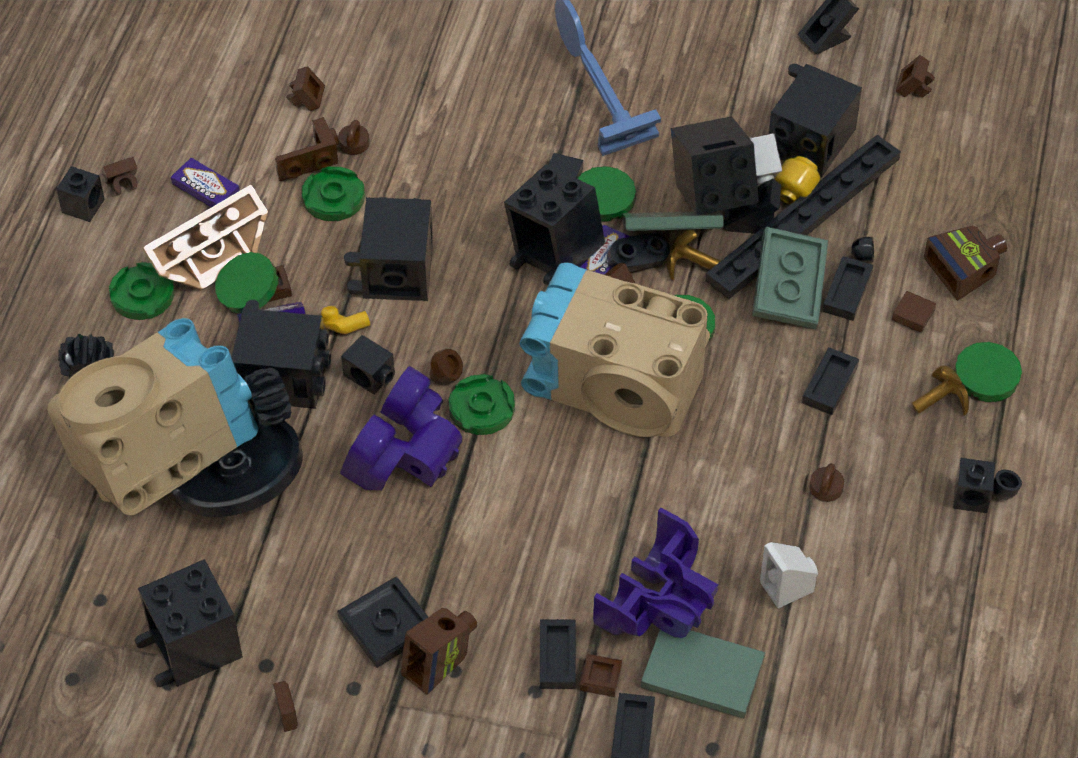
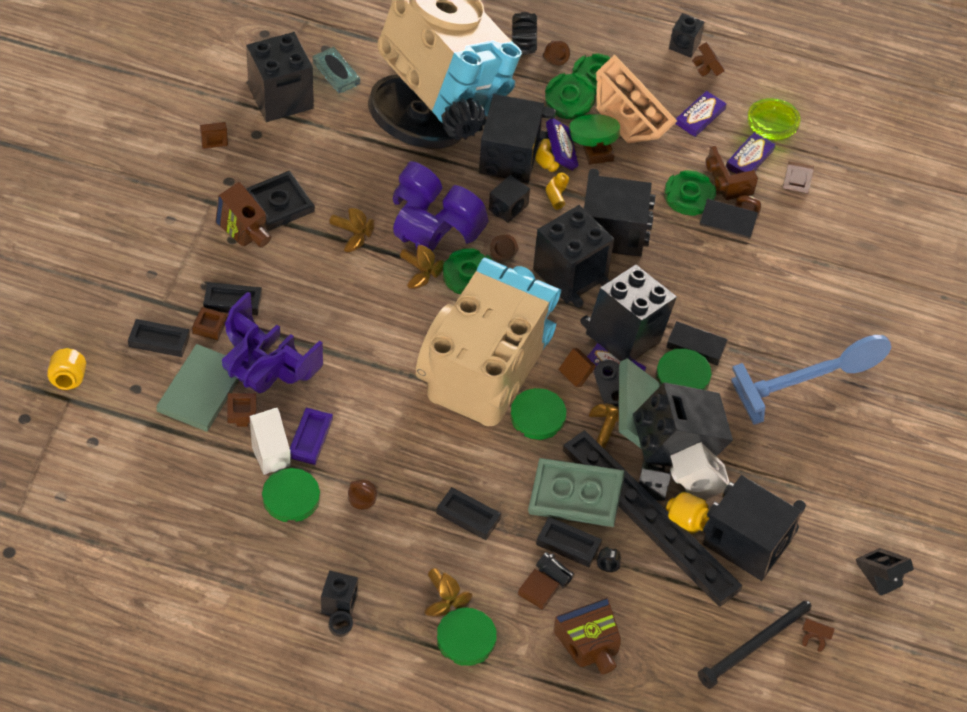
camera: 90 degrees right, 0 degrees up
(112, 328) = (556, 53): none -> reddish brown tile
(151, 568) = (336, 70): none -> clear light blue tile
(187, 302) = (570, 95): none -> green tile
(214, 112) = (773, 119): none -> clear neon green piece
(269, 135) = (750, 154): none -> tile
(376, 153) = (728, 219): none -> black tile
(436, 518) = (355, 224): none -> pearl gold plant
(467, 283) = (573, 254): none -> black container
(490, 442) = (424, 262): none -> pearl gold plant
(739, 611) = (241, 407): none -> reddish brown tile
(747, 543) = (310, 436): none -> dark purple tile
(843, 554) = (291, 495): none -> green tile
(885, 301) = (554, 569): none -> black pin
(984, 164) = (709, 676): none -> black bar

